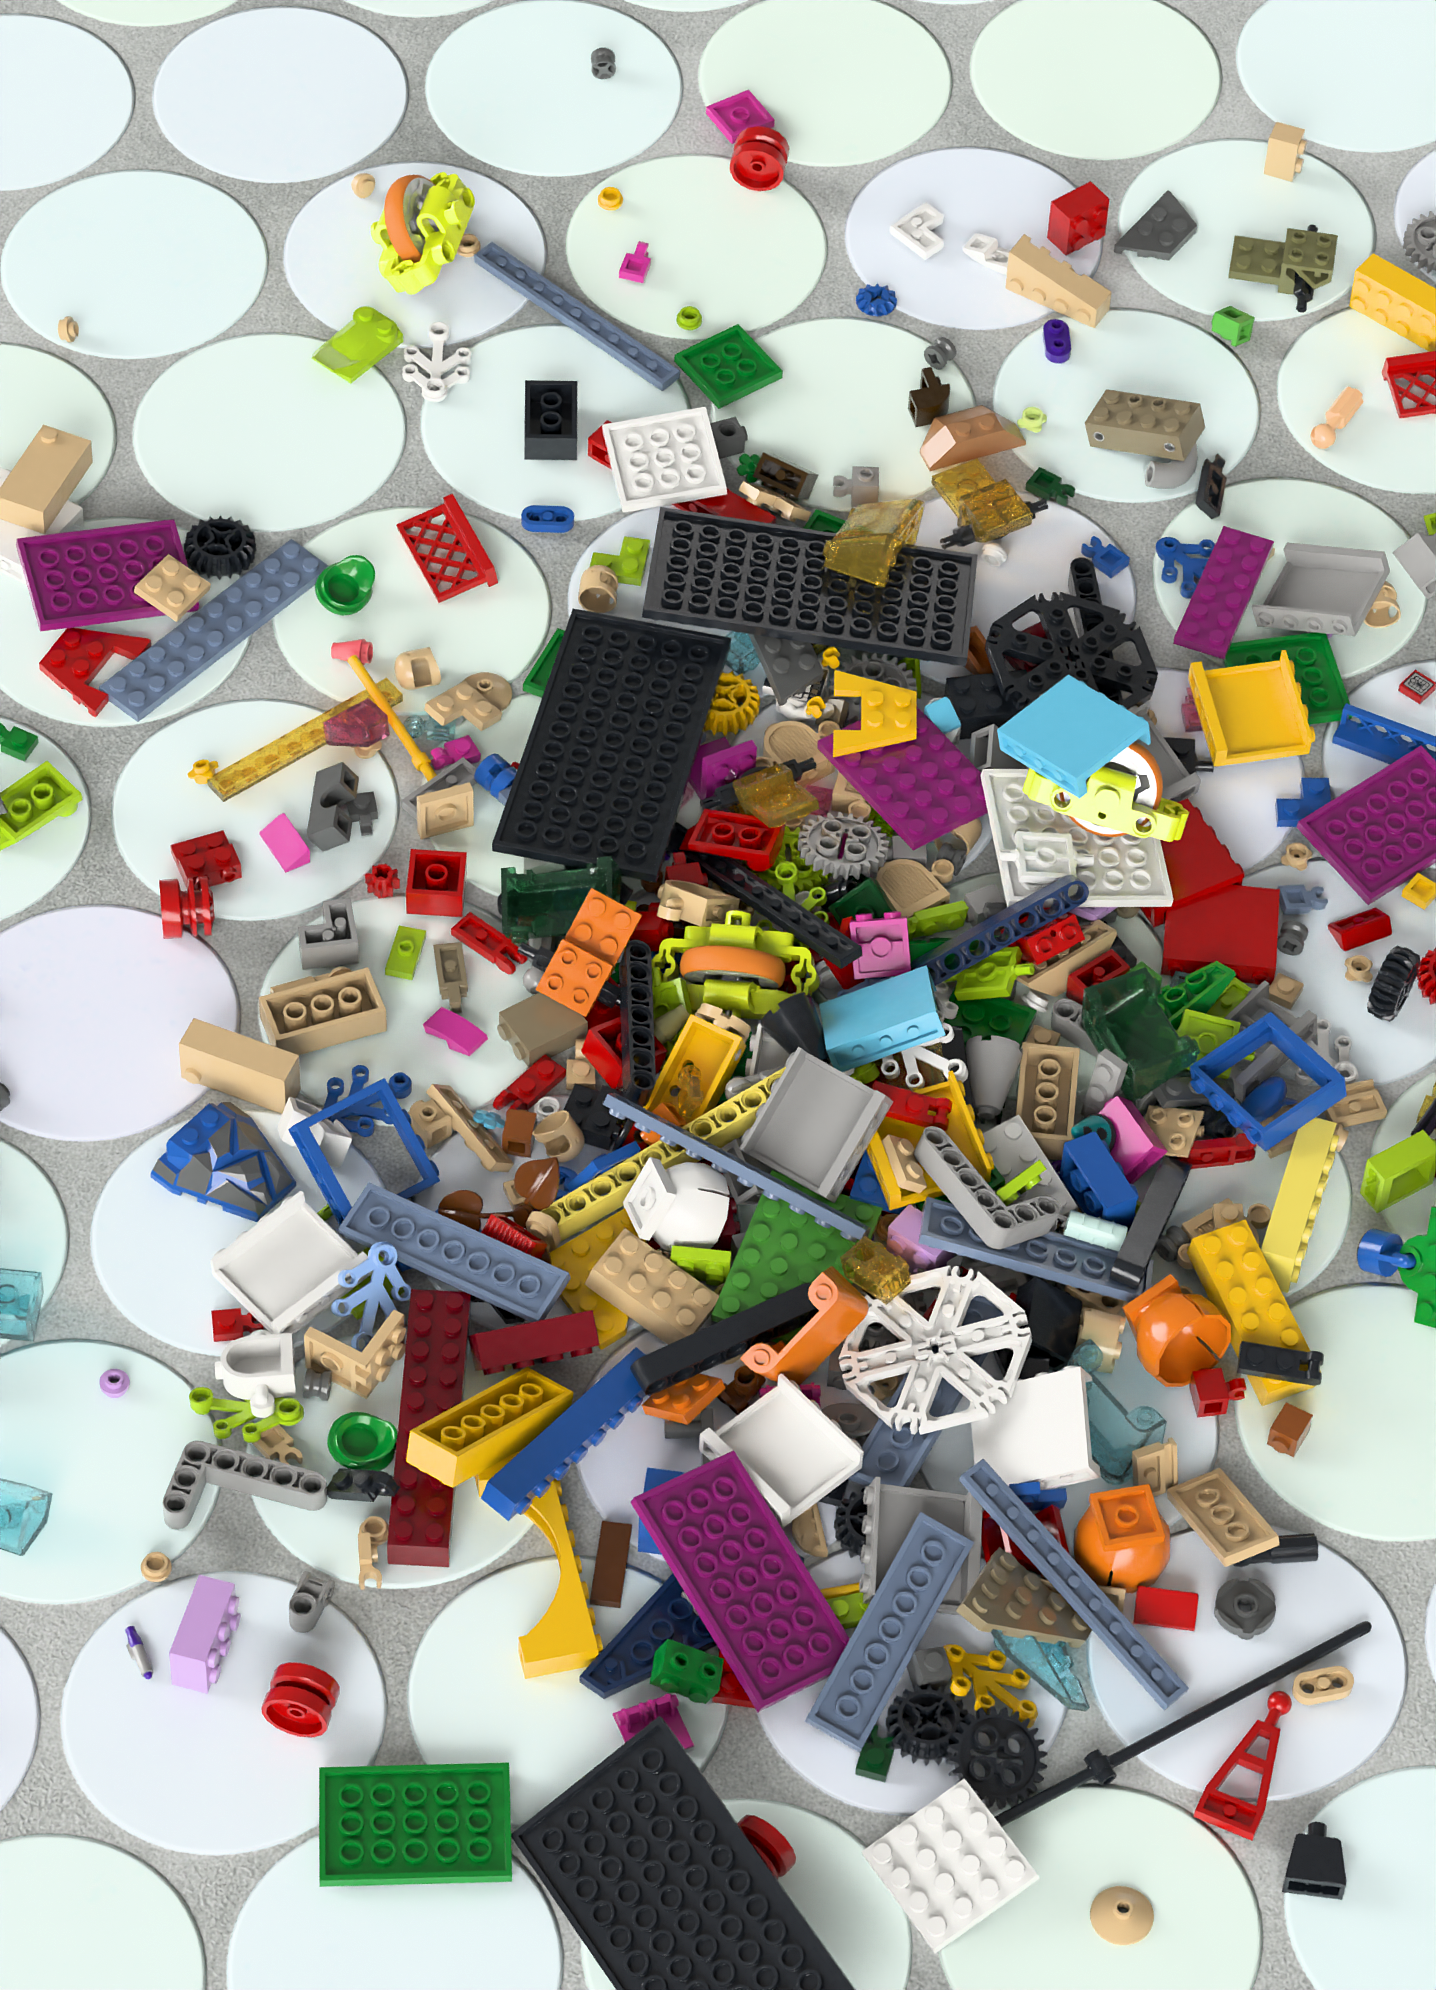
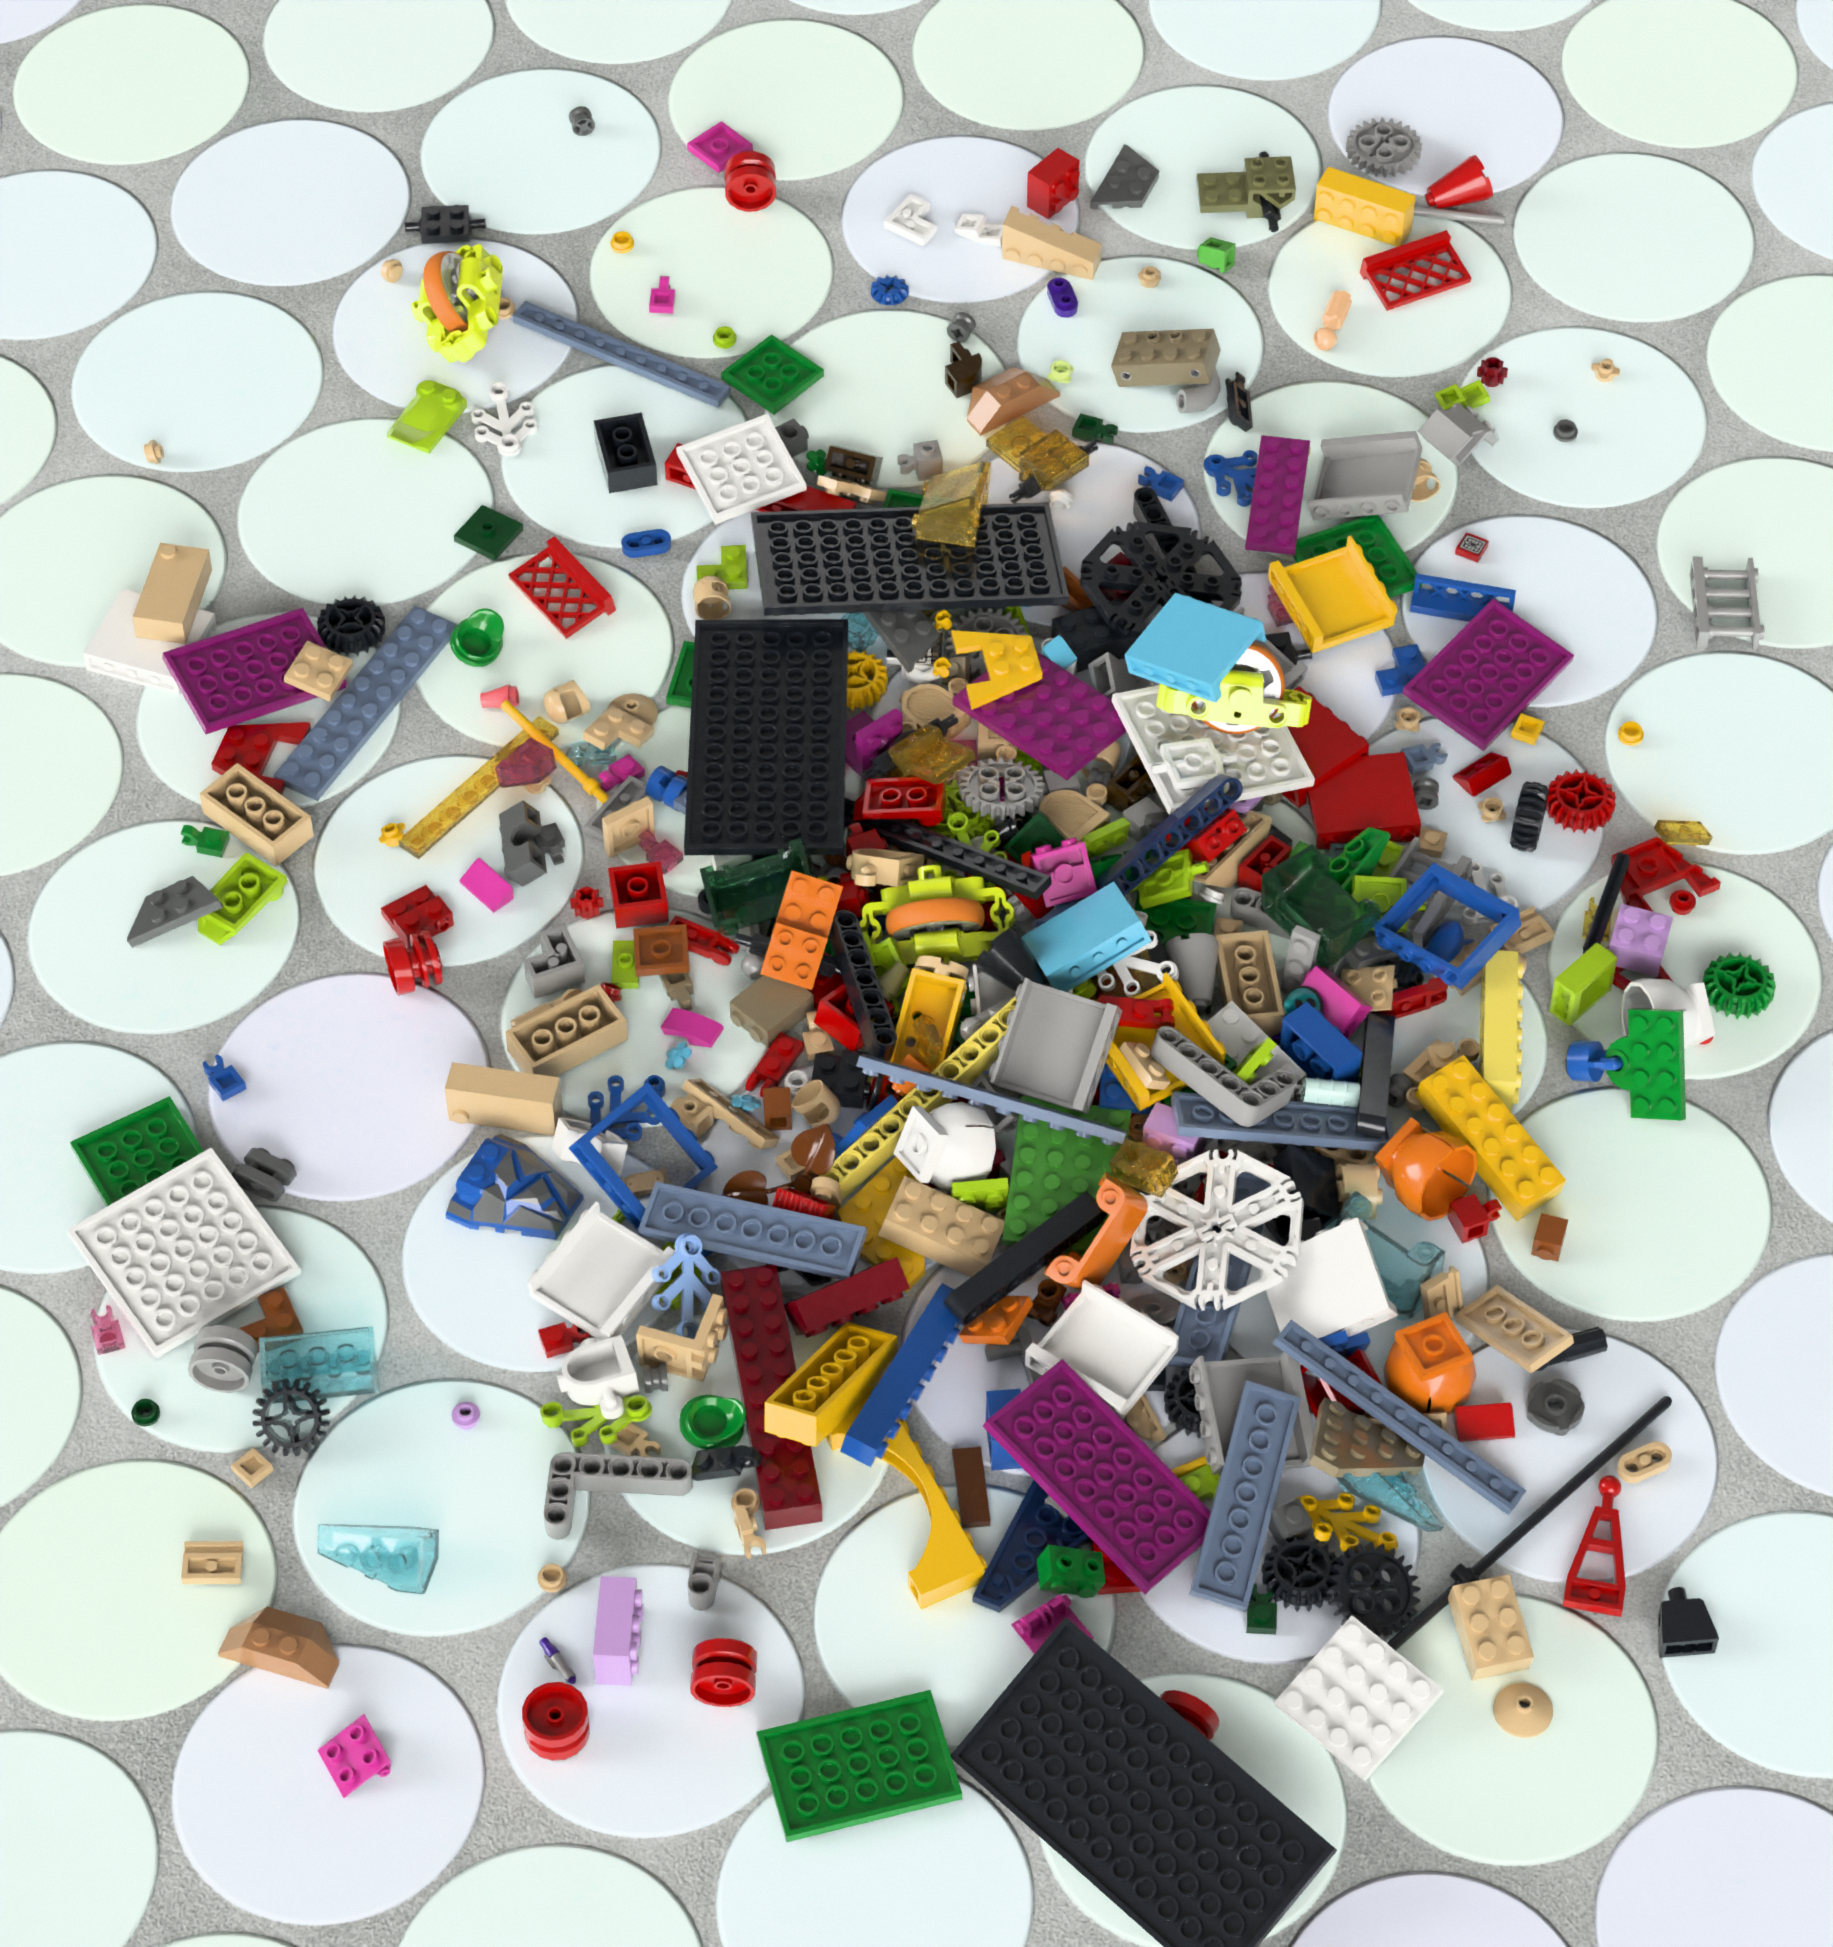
camera: 10 degrees left, 0 degrees up
(69, 724) = (256, 814): none -> tan brick
(117, 1713) = (555, 1721): none -> red wheel
(355, 1181) = (643, 1182): none -> tan piece
(381, 978) = (612, 991): none -> red plate
(388, 477) = (488, 532): none -> dark green plate
(432, 146) = (445, 224): none -> black plate
(432, 1058) = (678, 1056): none -> medium azure plant
(443, 945) = (661, 950): none -> dark orange plate
(476, 845) = (660, 851): none -> clear pink plate
(977, 869) = (1129, 785): none -> dark brown brick
(1108, 1822) = (1490, 1627): none -> tan brick
(1155, 336) = (1149, 277): none -> tan plate
(1280, 1363) = (1528, 1178): black plate -> none
(1285, 151) = (1220, 91): tan brick -> none

